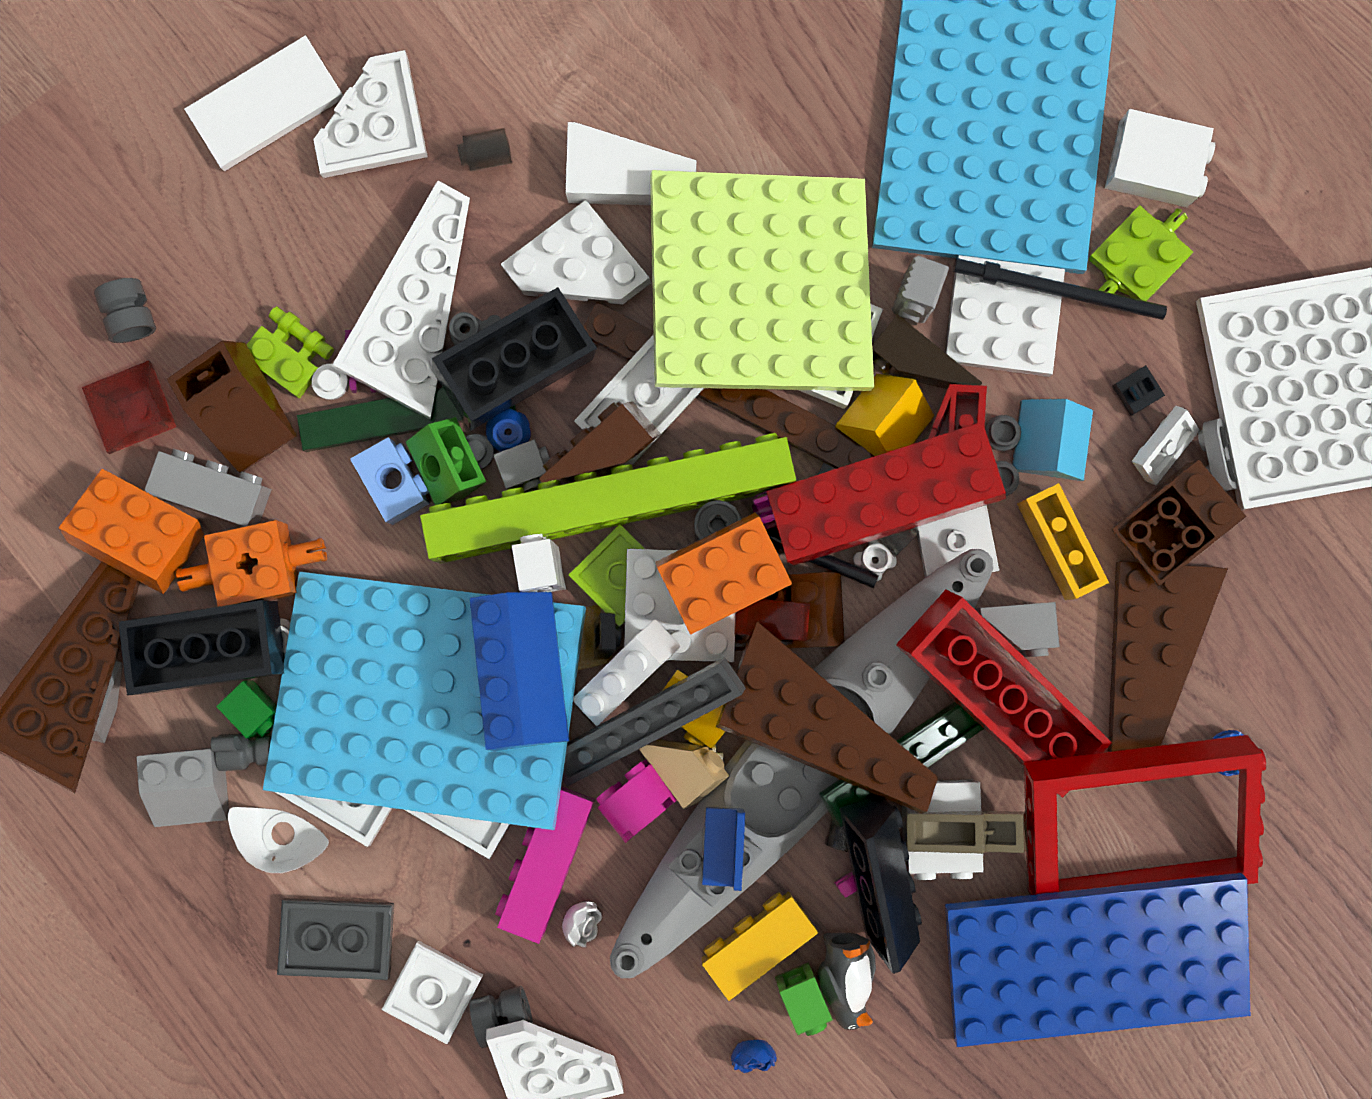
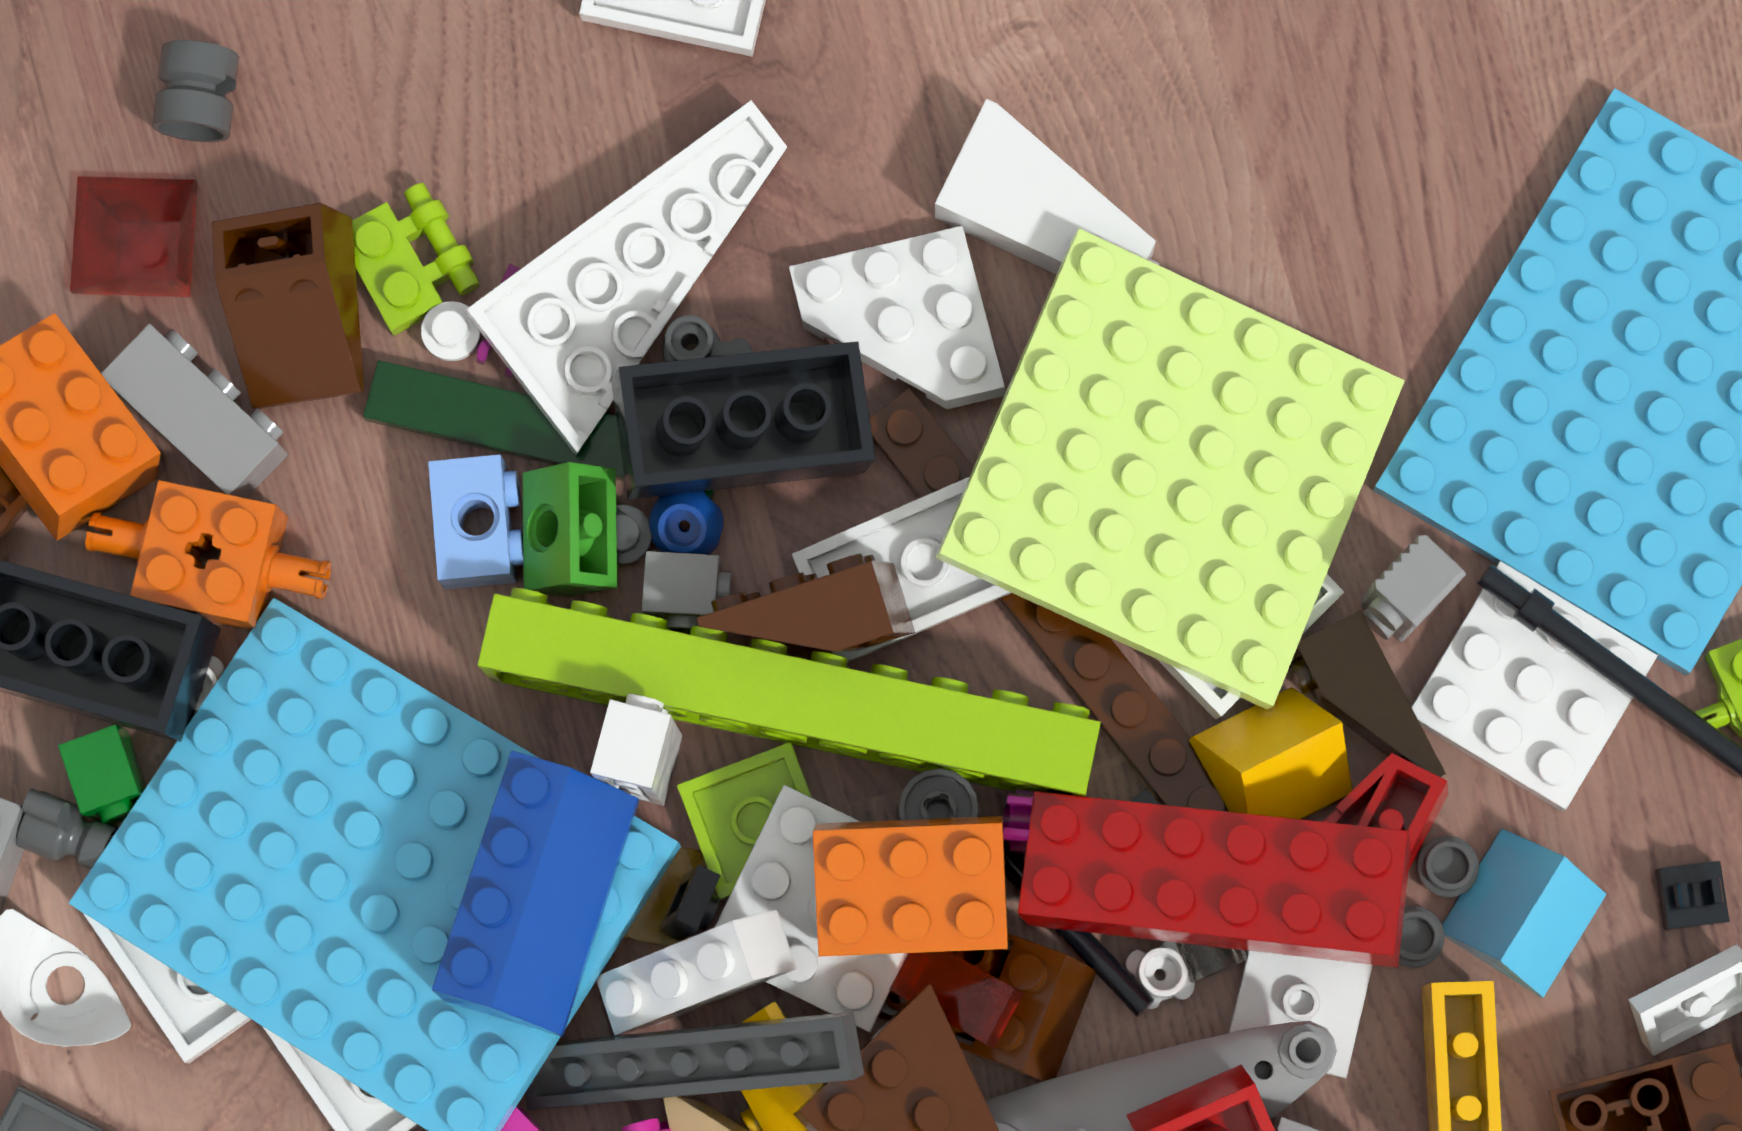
camera: 30 degrees right, 5 degrees down
(485, 149) = (844, 85): clear smoke brick -> none

